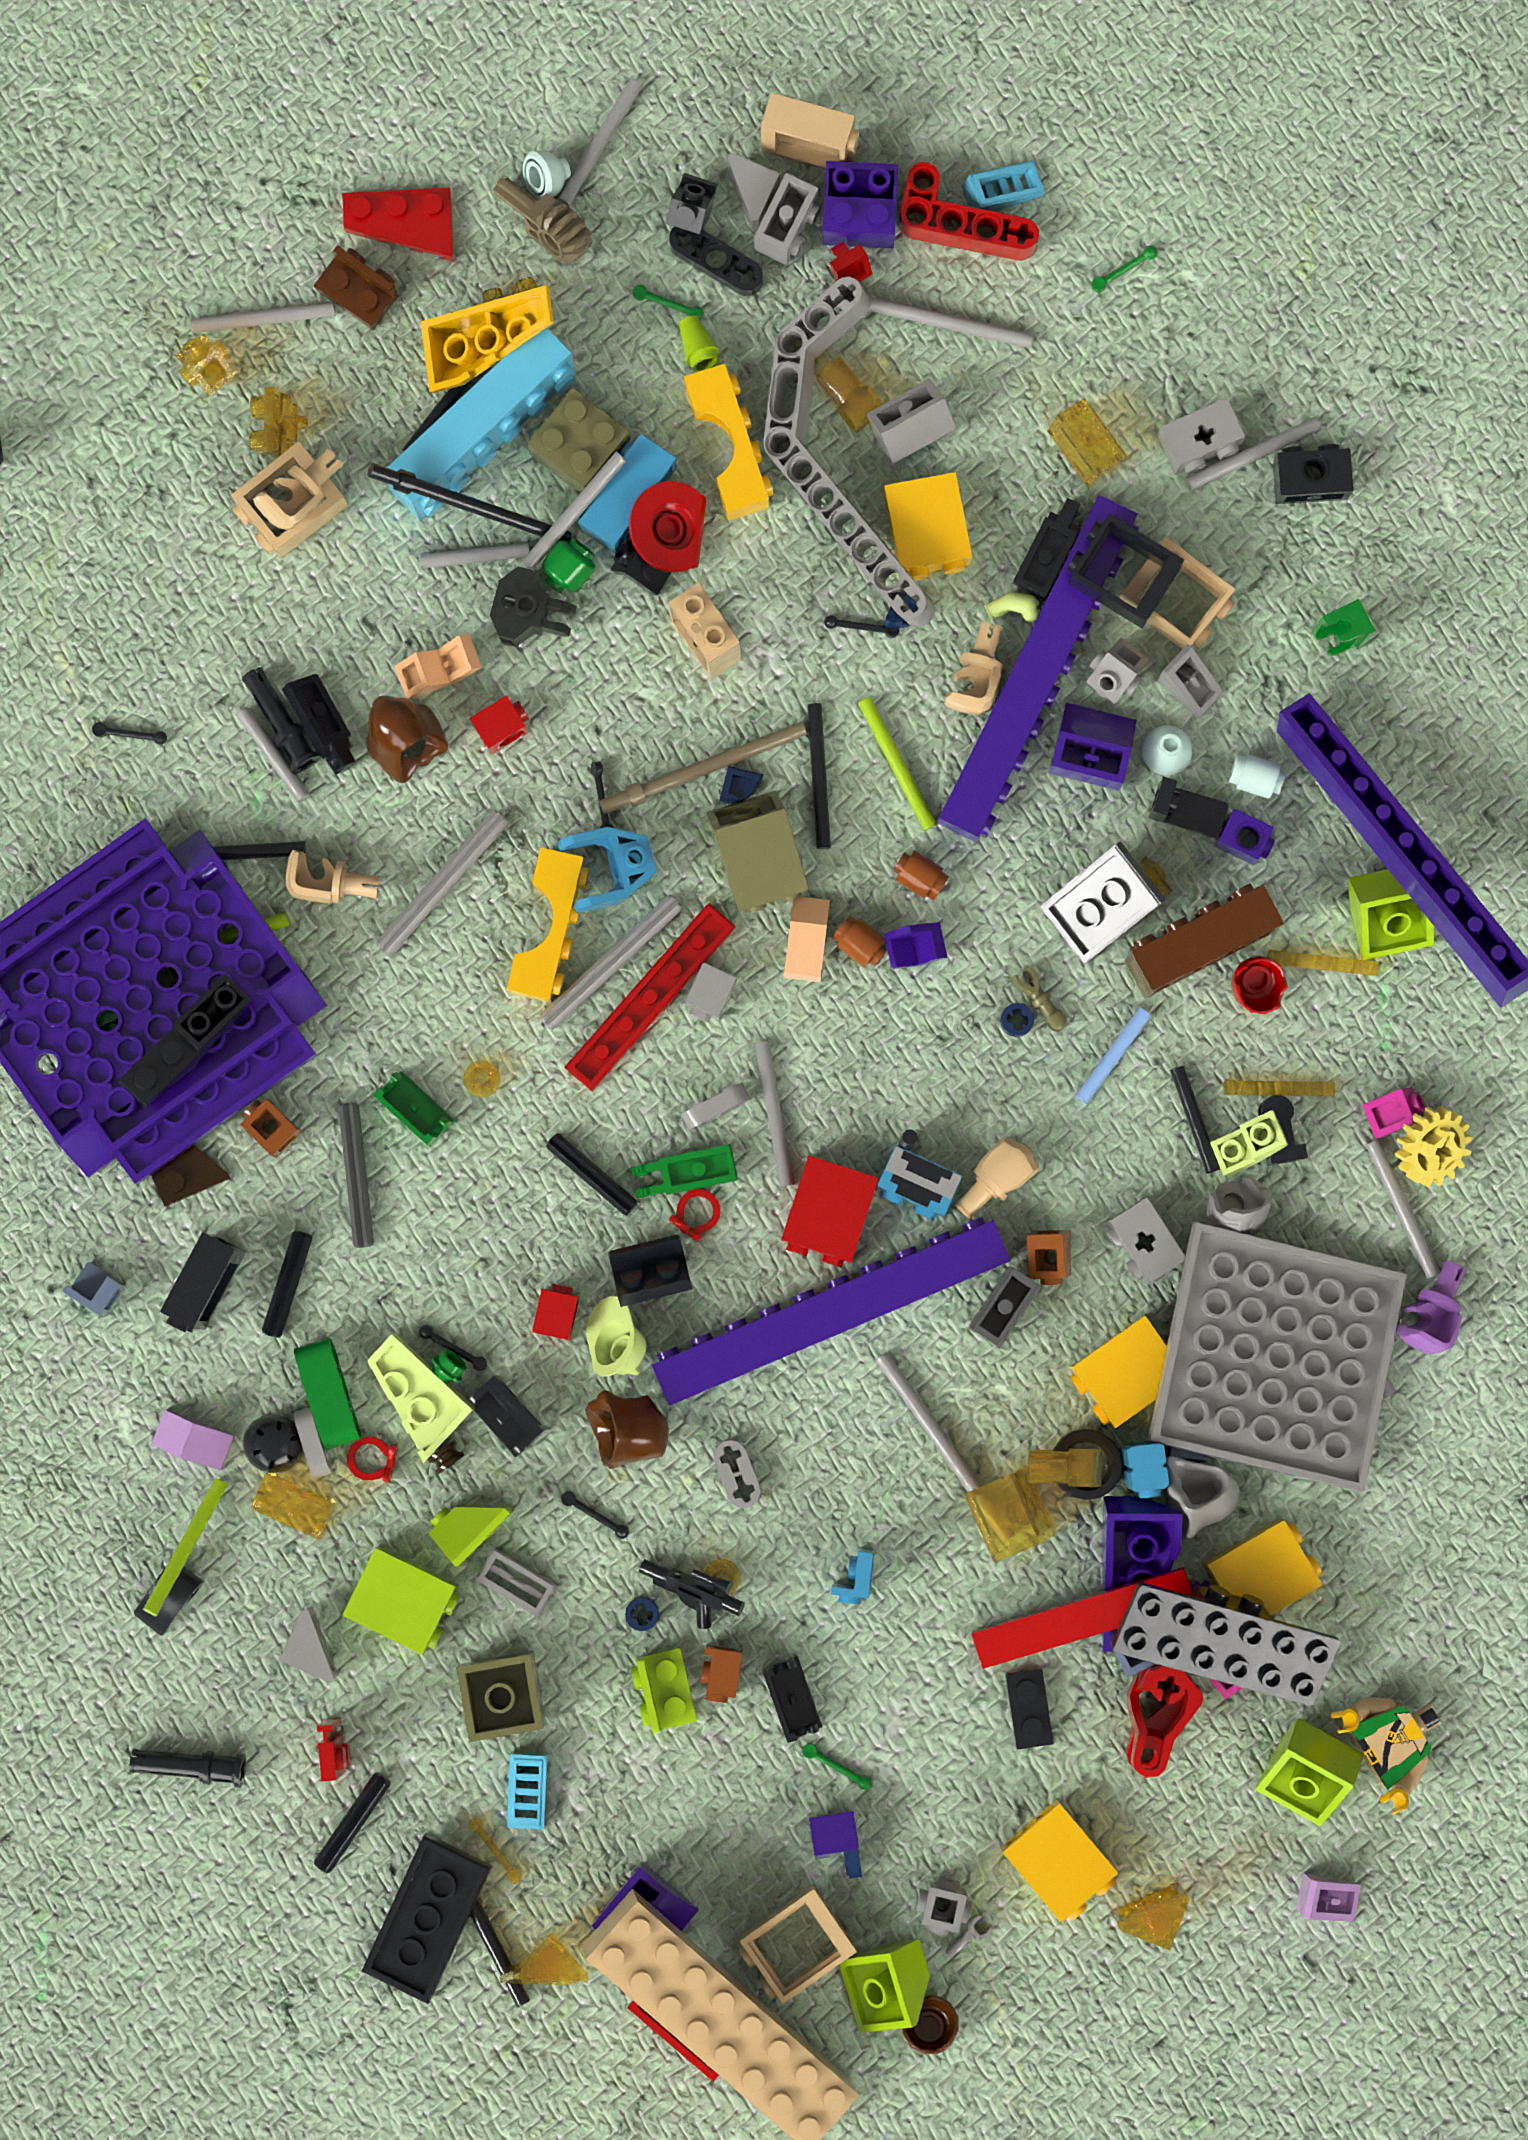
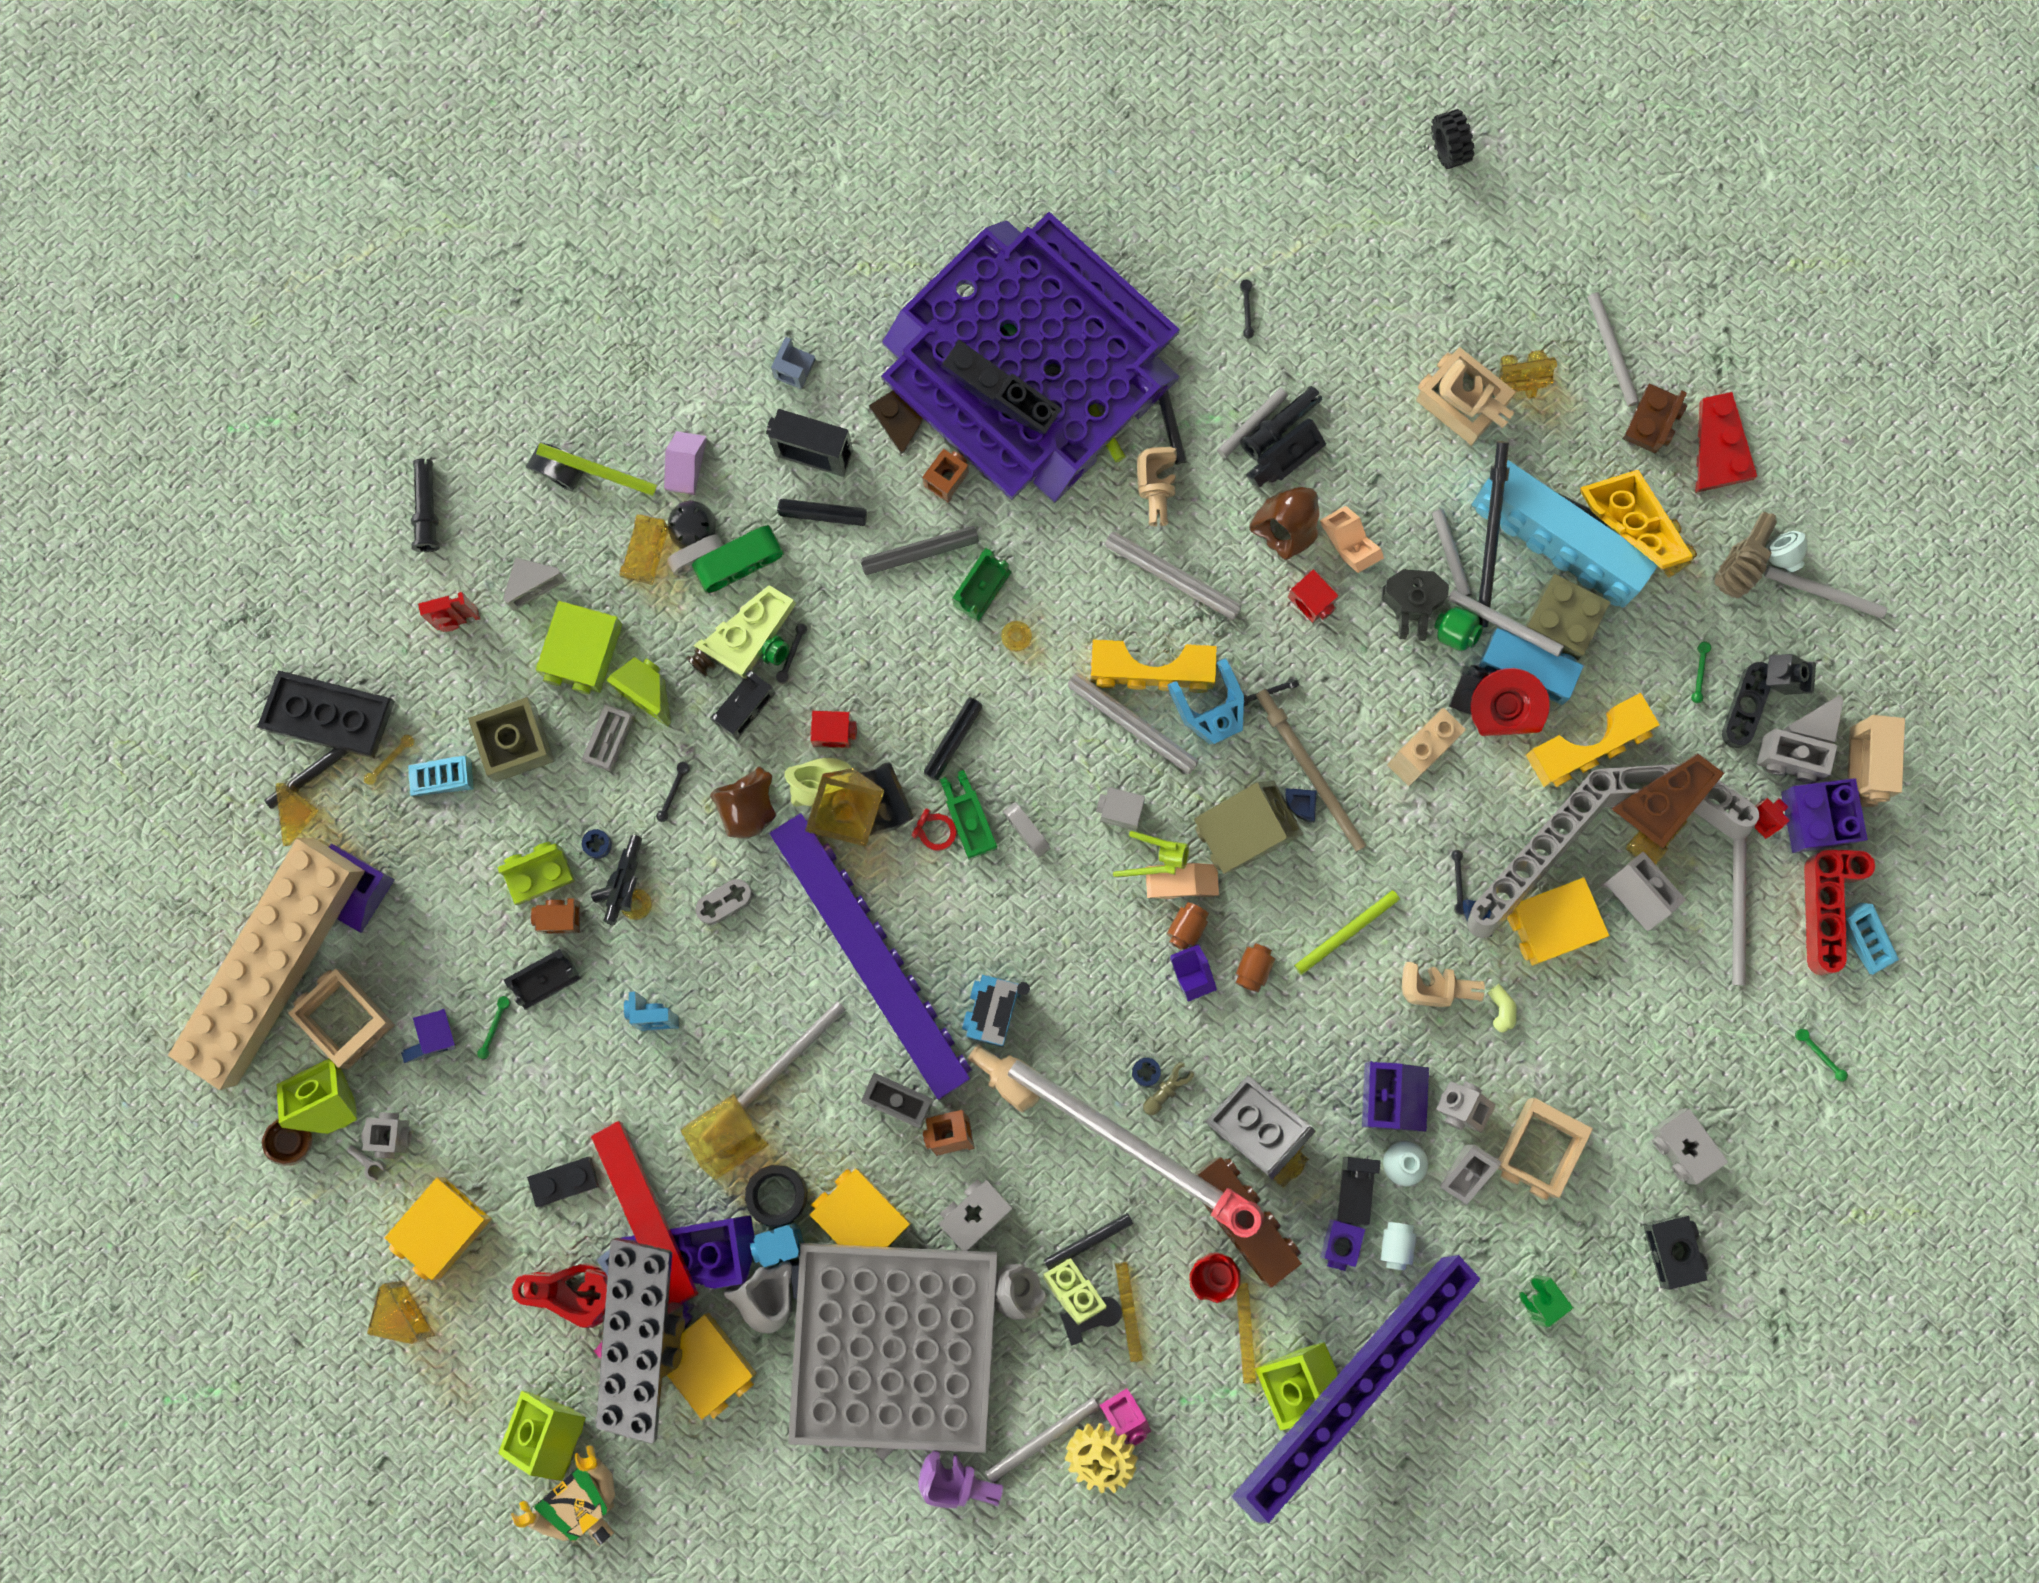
camera: 80 degrees right, 5 degrees down
(205, 364) = (1555, 312): clear yellow brick -> none
(352, 1822) = (395, 642): black axle -> none
(384, 1473) = (679, 617): red piece -> none
(650, 997) = (1109, 761): red tile -> none
(656, 1309) = (845, 806): none -> clear yellow slope
(698, 345) = (1670, 702): lime cone -> none
(774, 1114) = (1029, 880): light grey bar -> none
(775, 943) = (1172, 853): none -> lime plant
(815, 371) = (1670, 799): none -> reddish brown wing
(819, 779) = (1323, 868): black bar -> none
(829, 1211) = (954, 939): red brick -> none
(1031, 685) = (1454, 1038): dark purple brick -> none
(1048, 551) = (1558, 1030): black hinge -> none
(1076, 1467) = (769, 1184): clear yellow piece -> none
(1086, 442) = (1660, 1046): clear yellow hinge -> none
(1113, 1055) = (1124, 1158): light blue bar -> none
(1169, 561) = (1579, 1067): black window -> none
(1186, 956) = (1224, 1205): none -> flat silver piece
(1253, 453) = (1683, 1196): light grey bar -> none
(1327, 1898) = (435, 1469): lavender slope -> none

